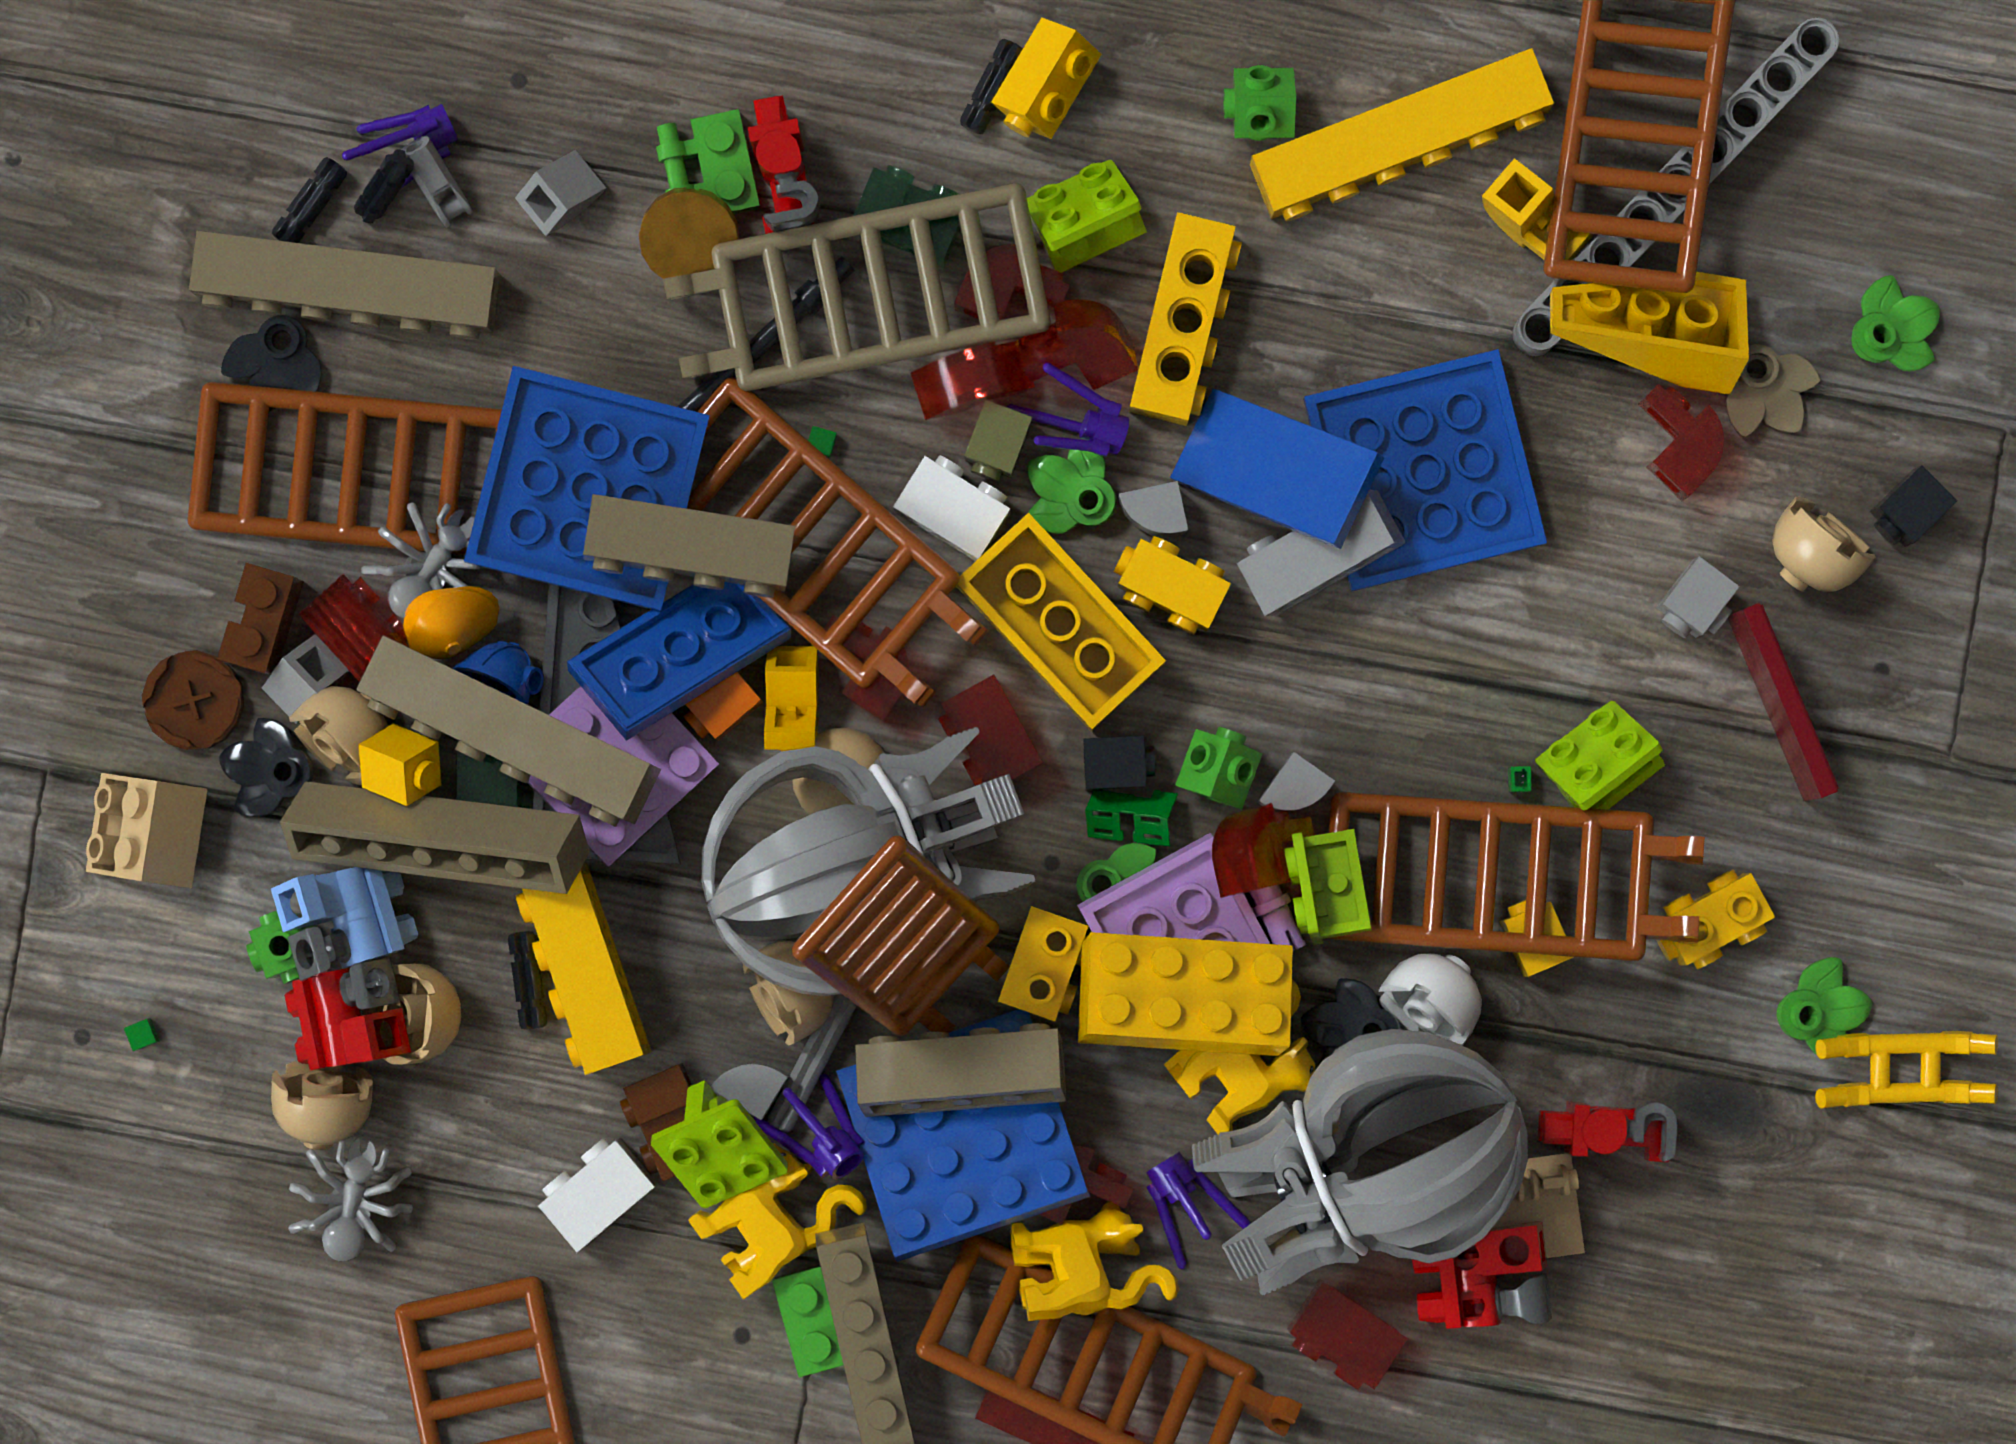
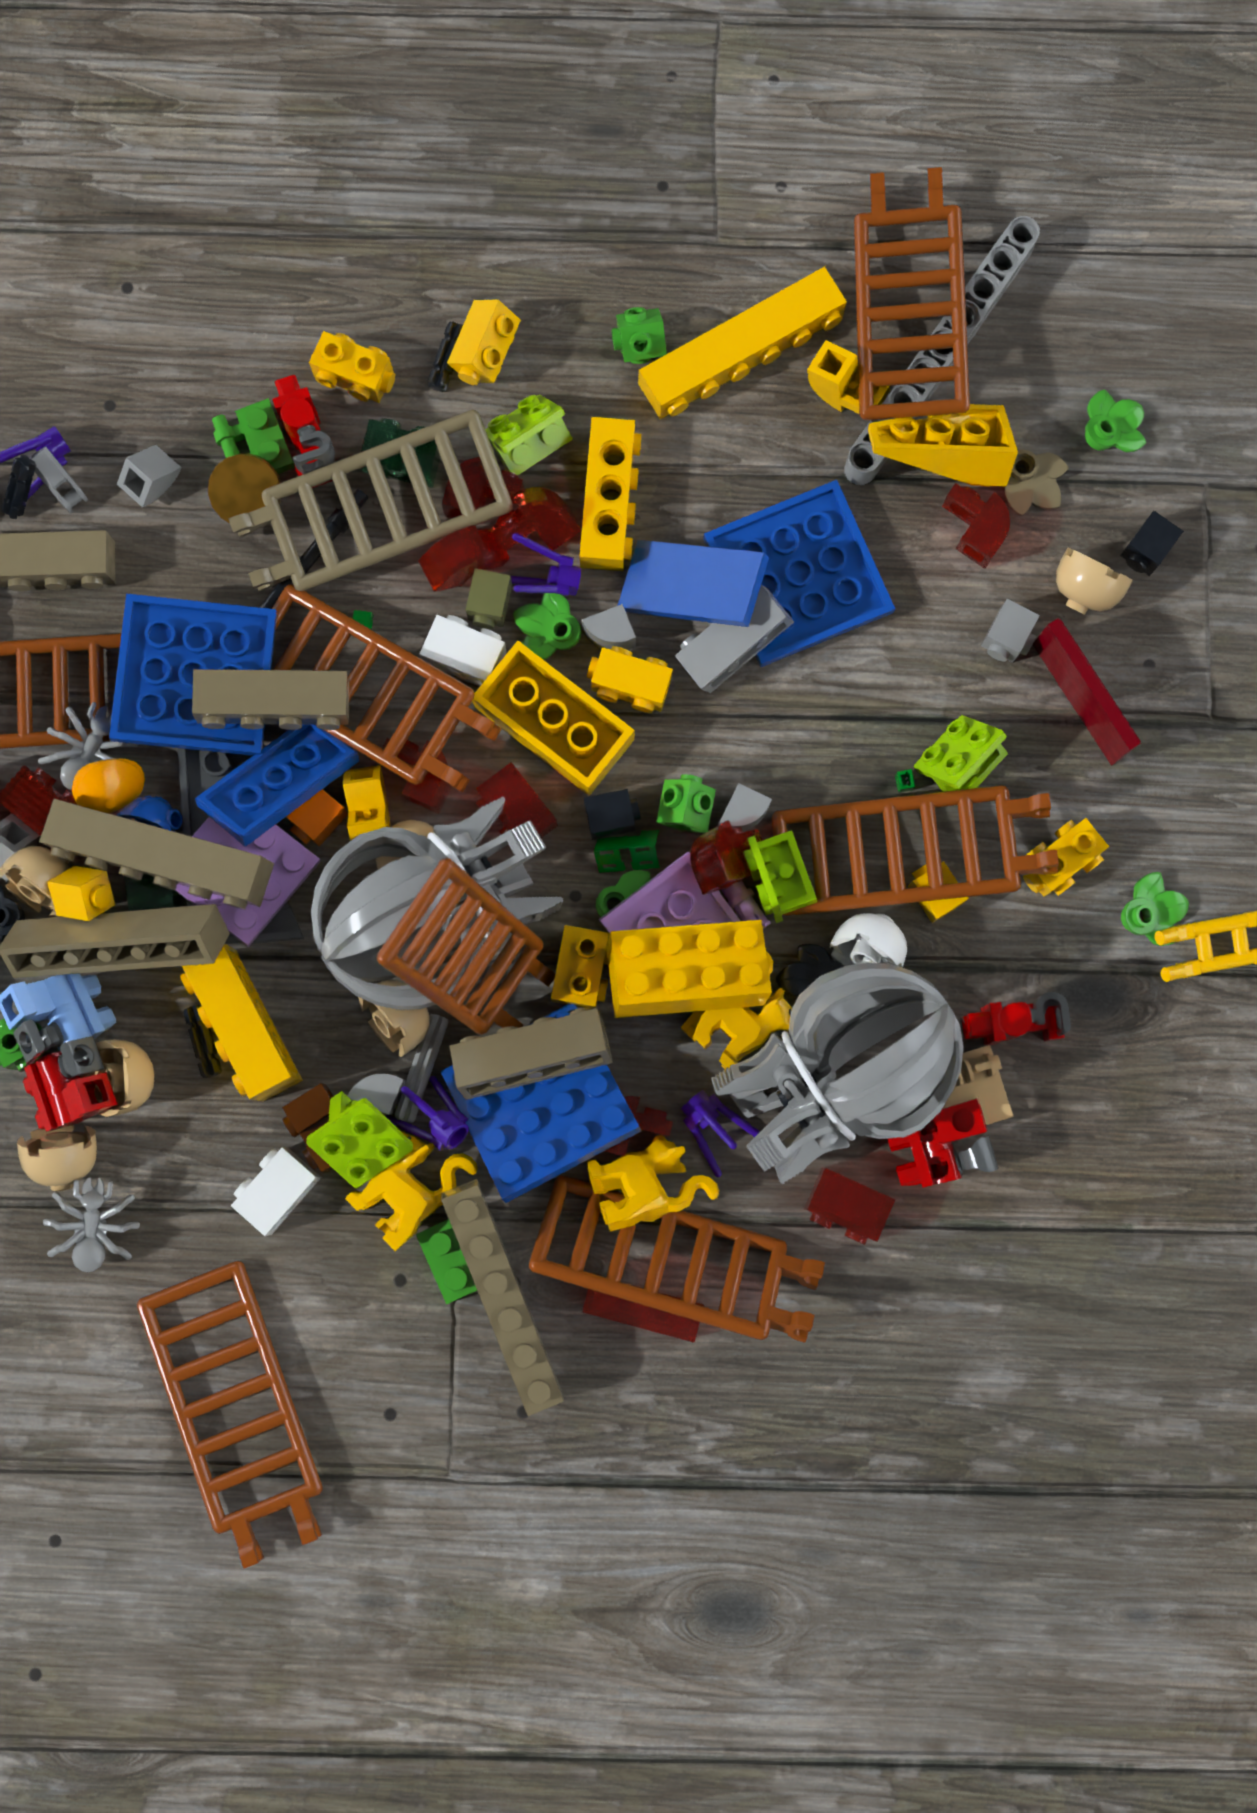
camera: 15 degrees left, 5 degrees down
(871, 91) = (352, 367): none -> yellow brick

